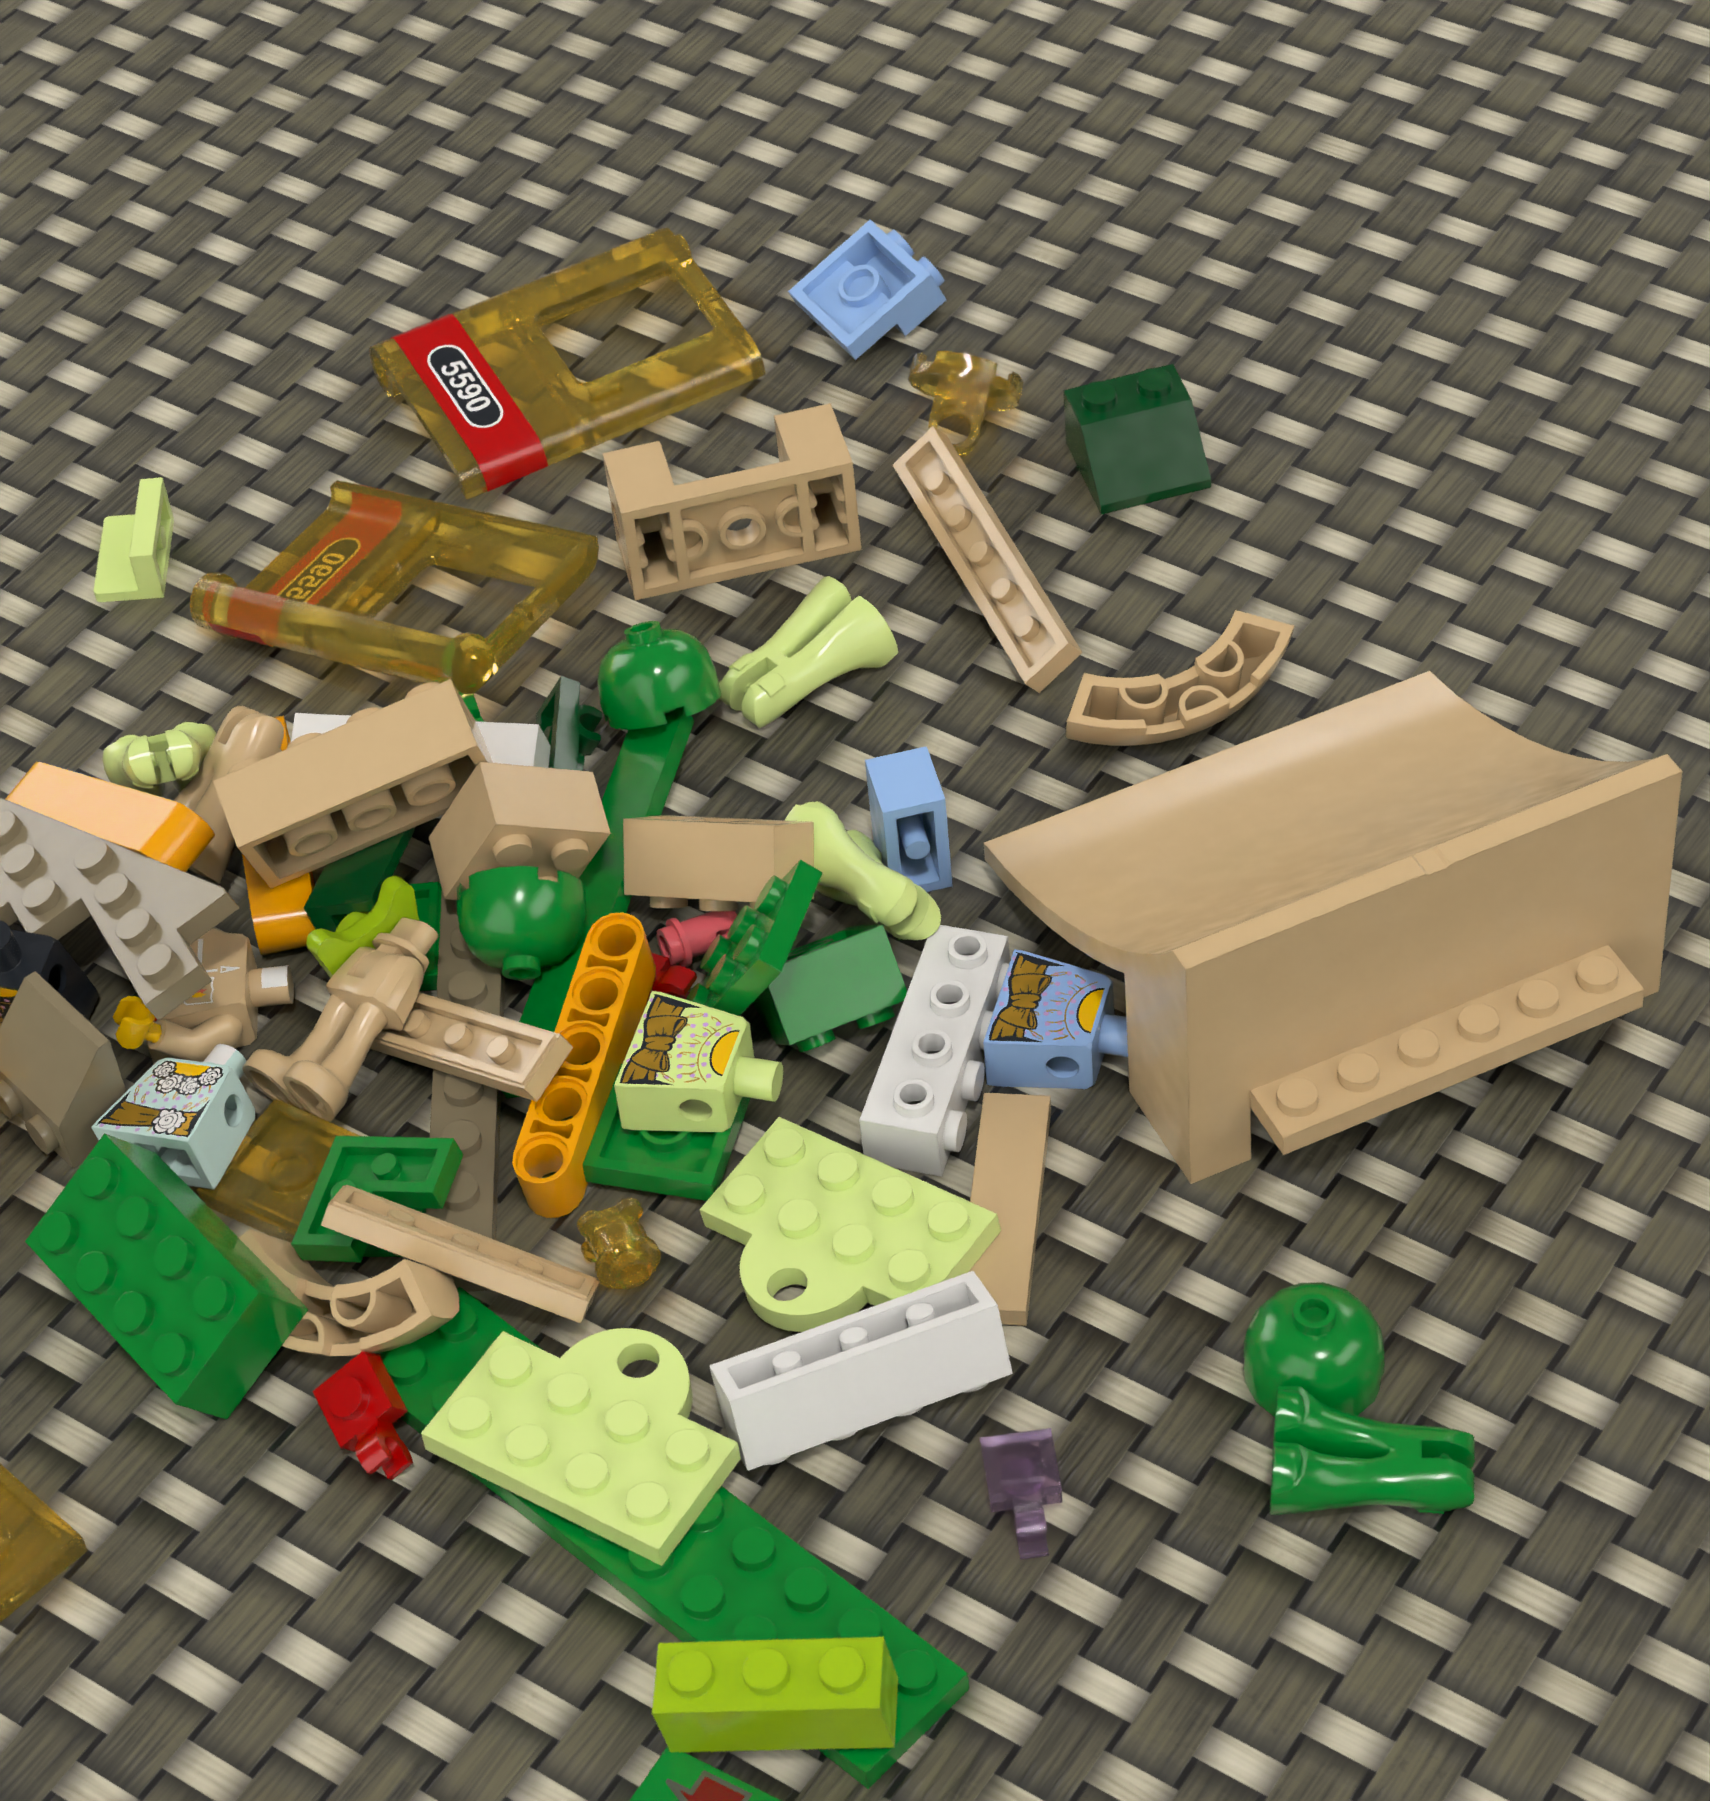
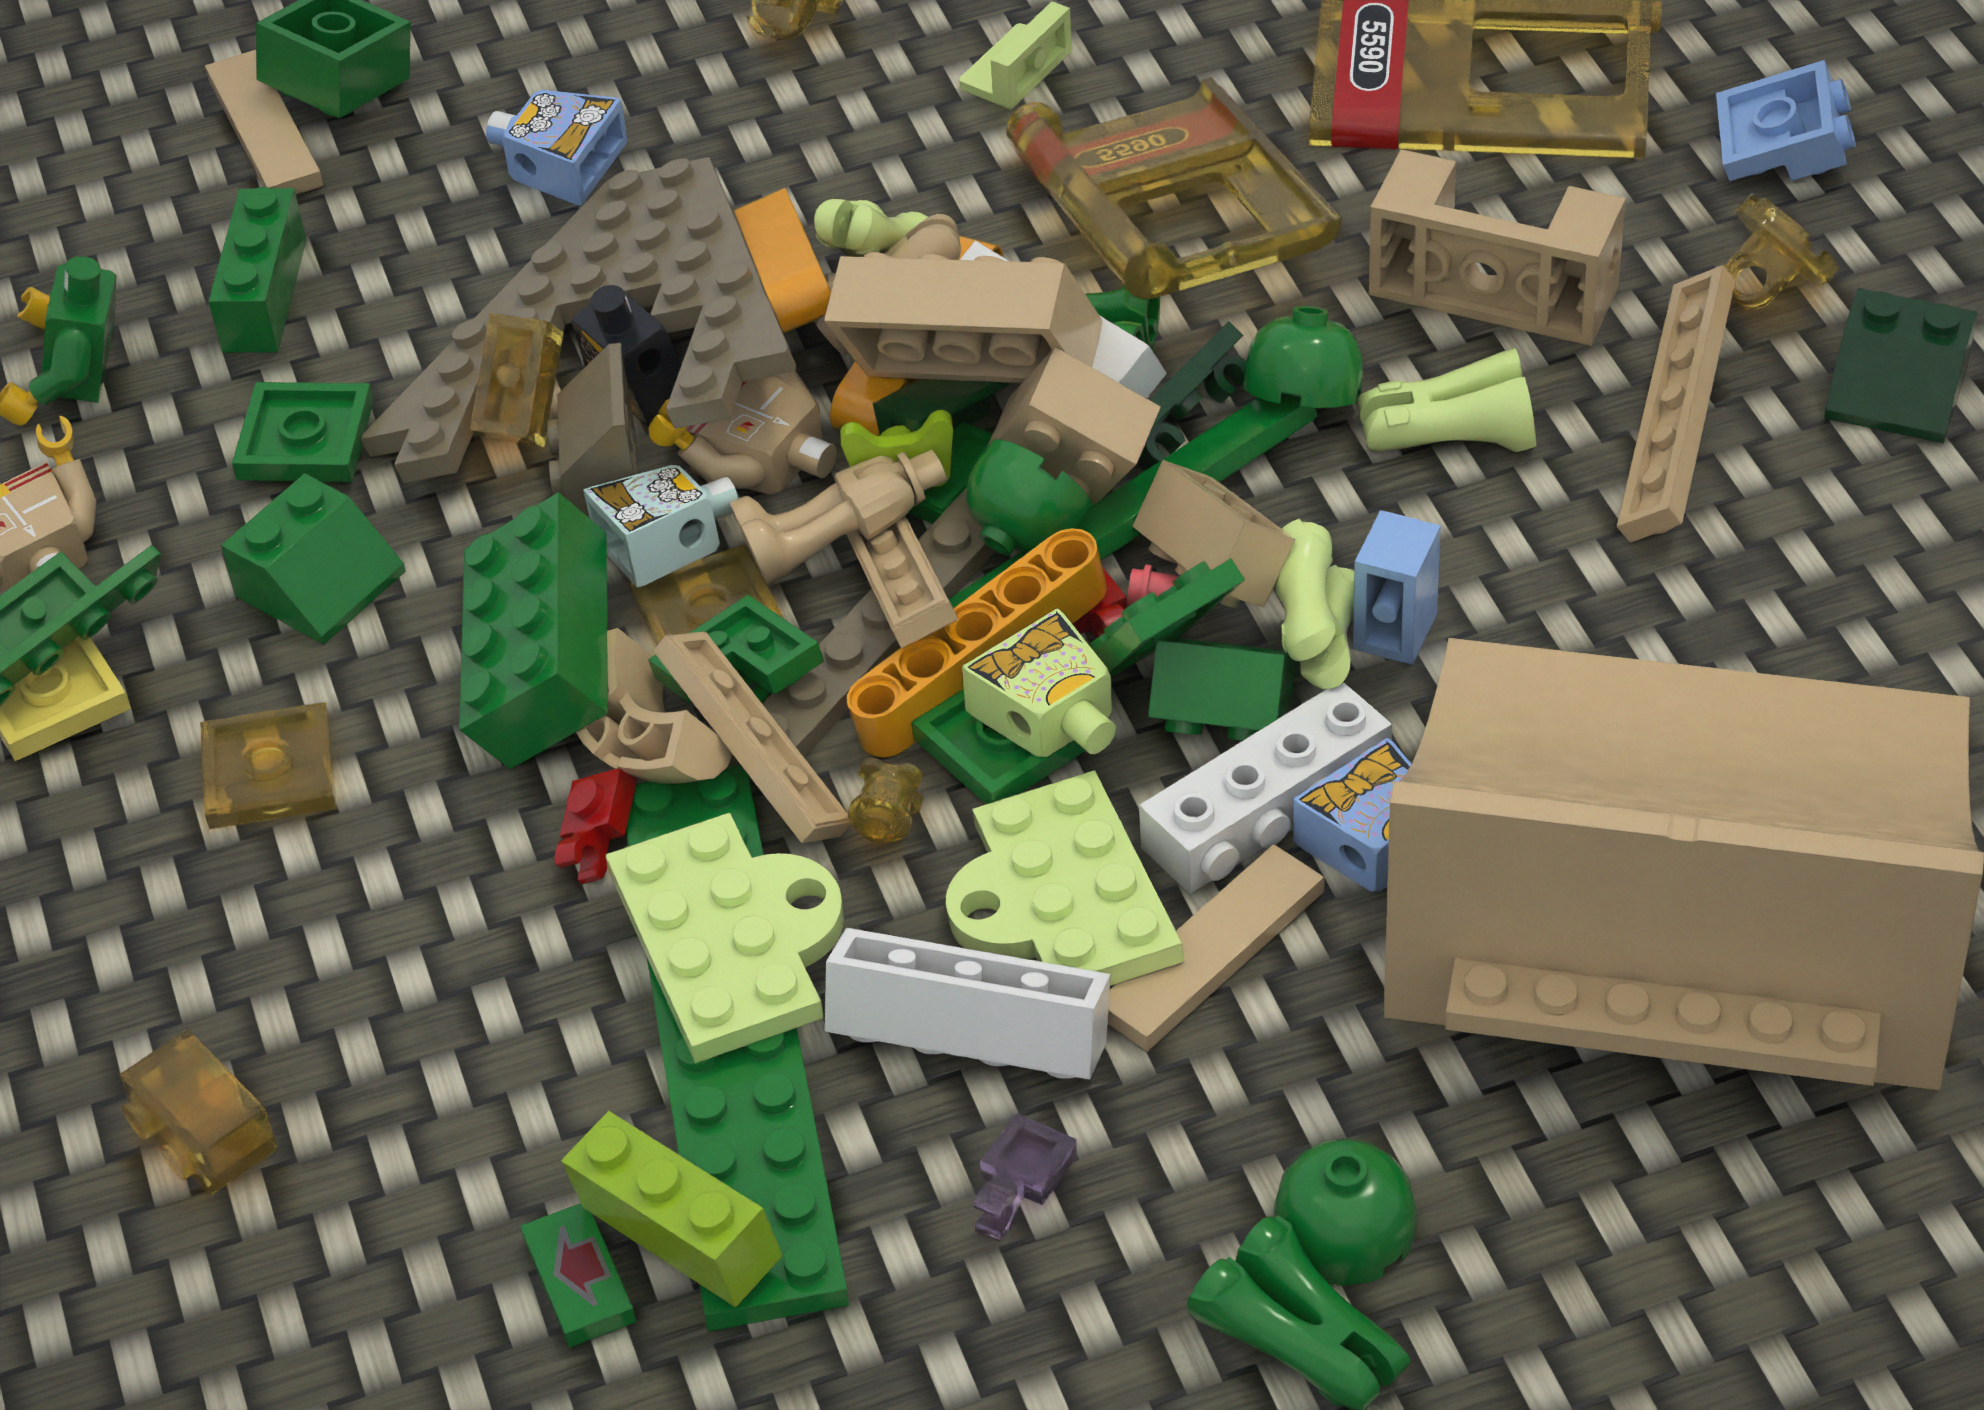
camera: 35 degrees right, 0 degrees up
(1167, 709) = (1731, 613): tan brick -> none

